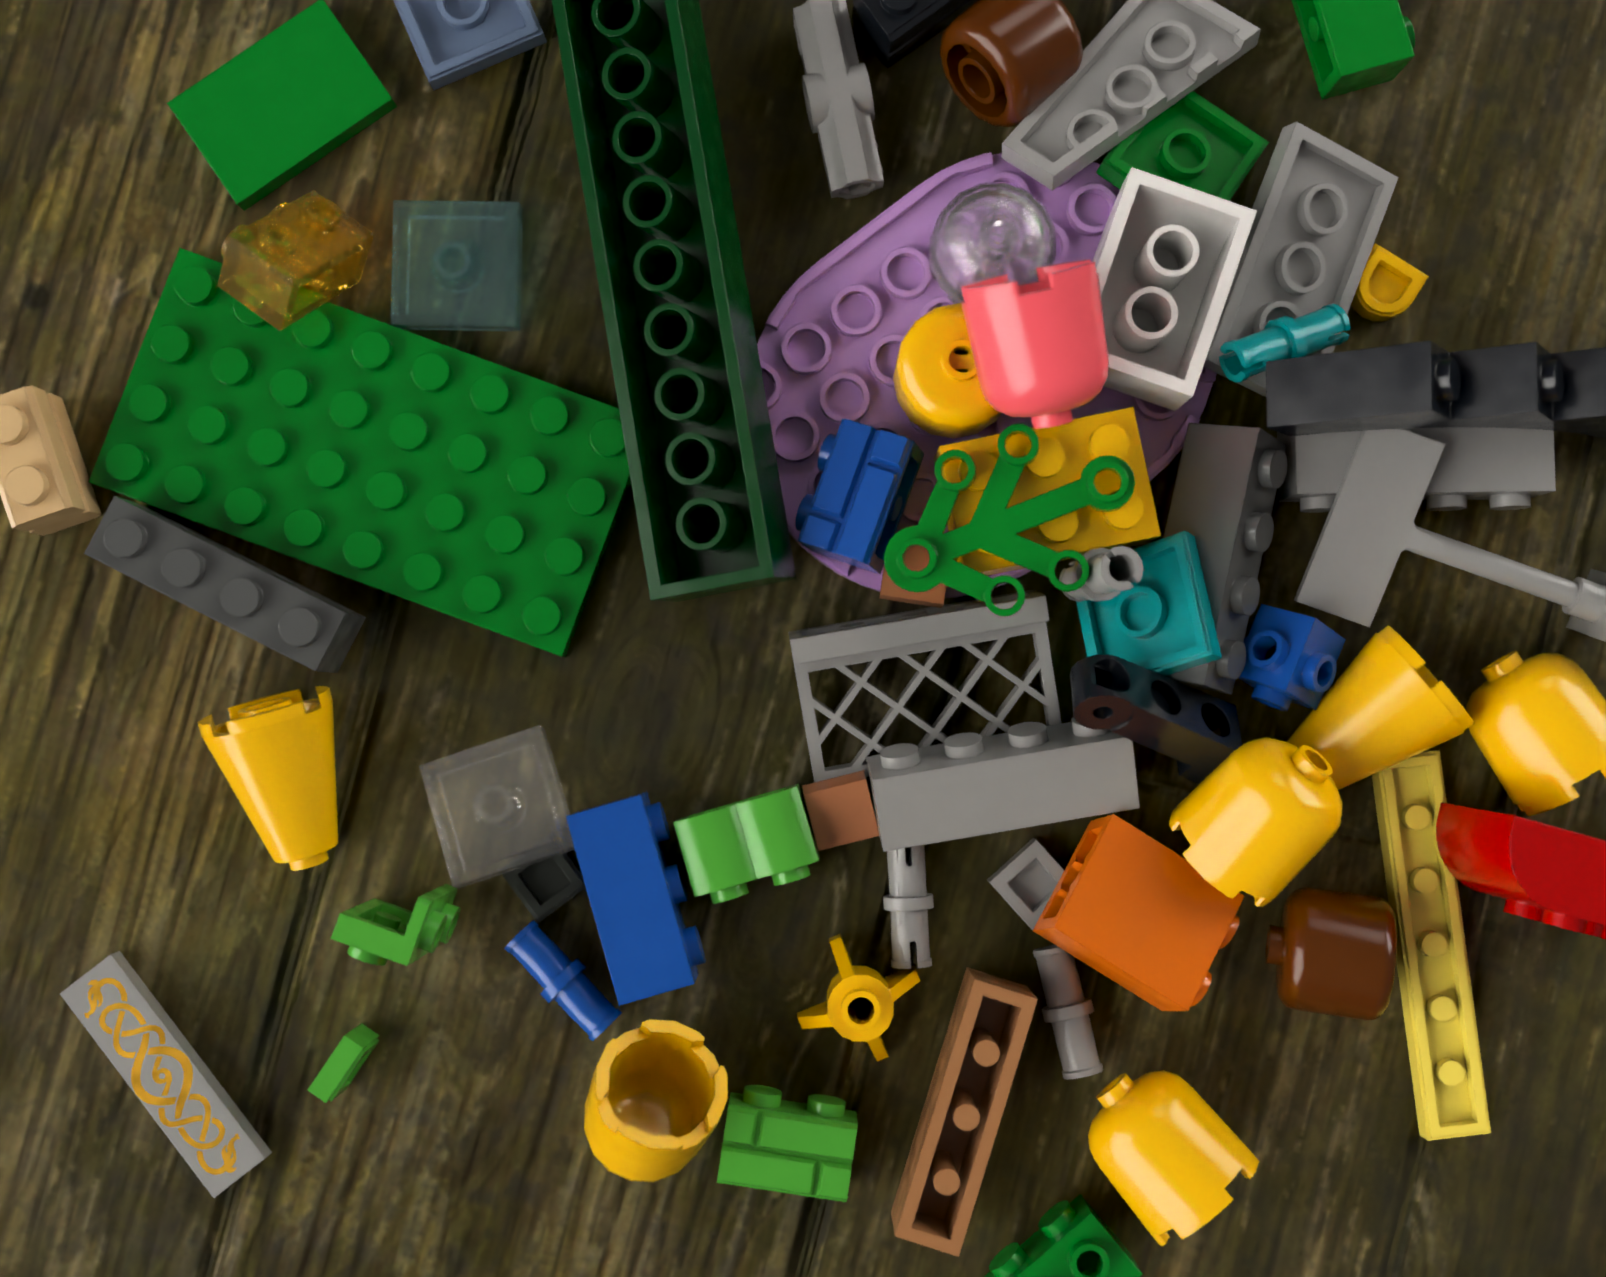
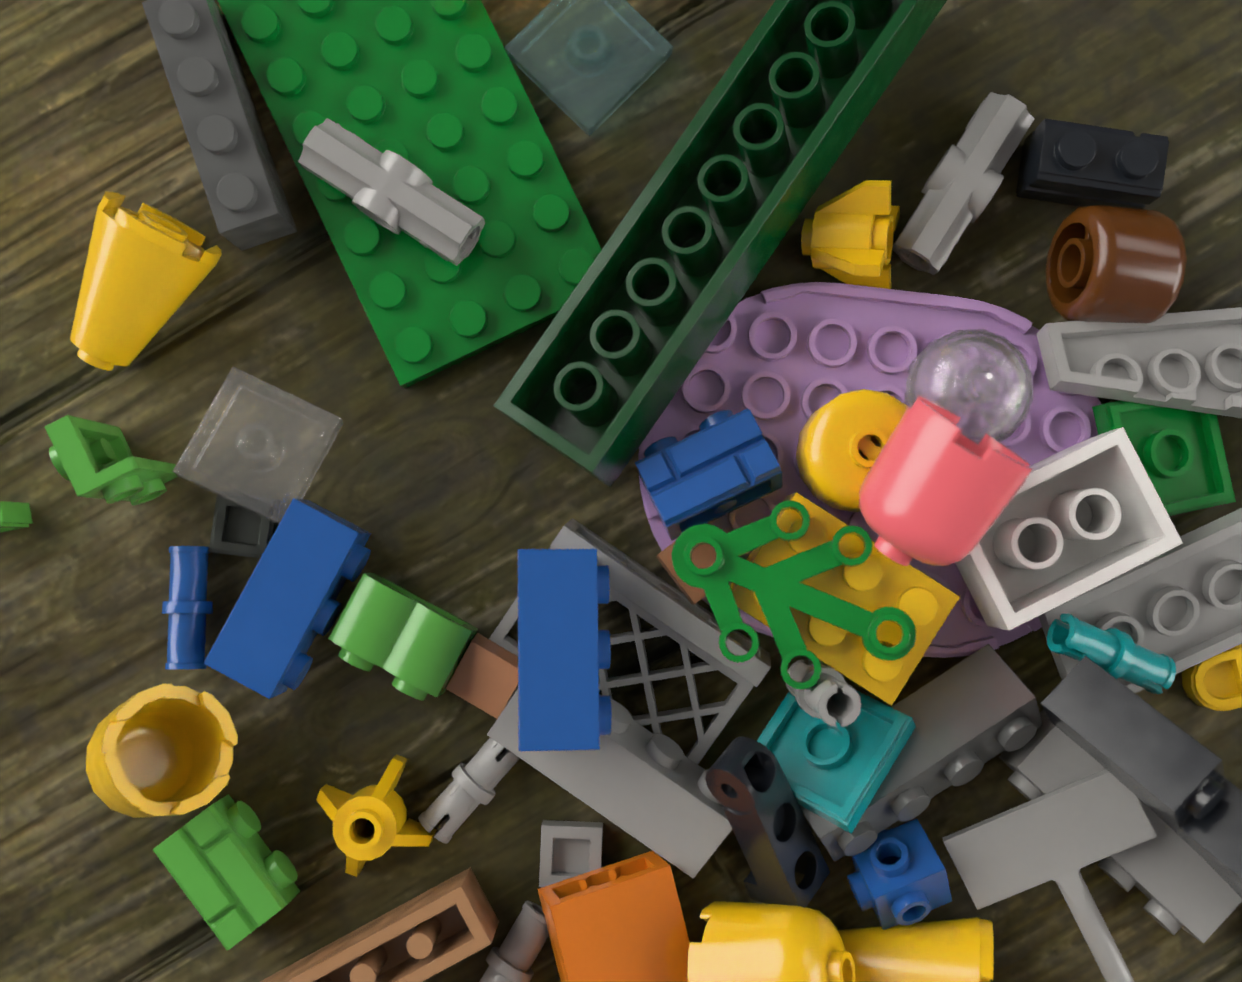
camera: 50 degrees right, 0 degrees up
(415, 514) = (391, 191): none -> light grey piece
(795, 214) = (854, 235): none -> yellow brick
(878, 729) = (561, 650): none -> blue brick

